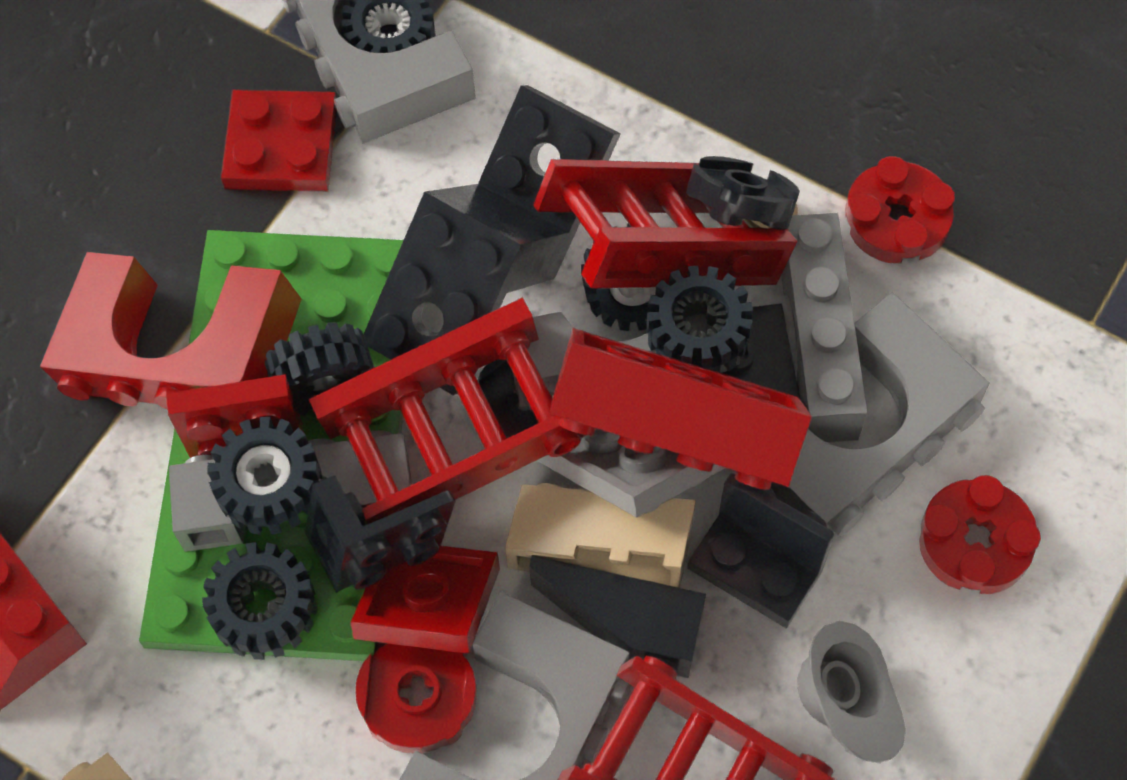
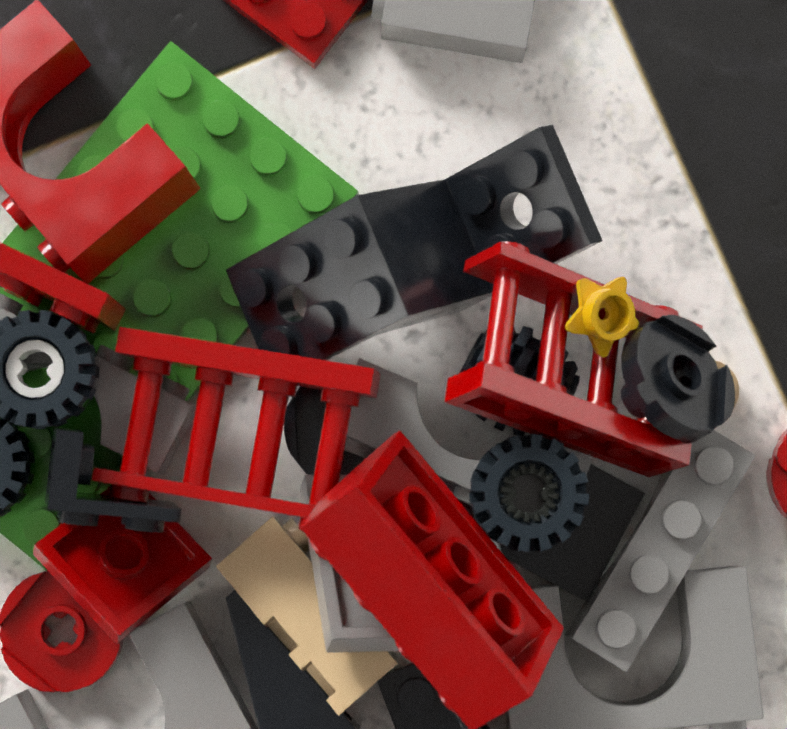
camera: 30 degrees right, 20 degrees up
(319, 360) = (162, 285): black bush -> none
(658, 176) = (619, 313): none -> yellow plate

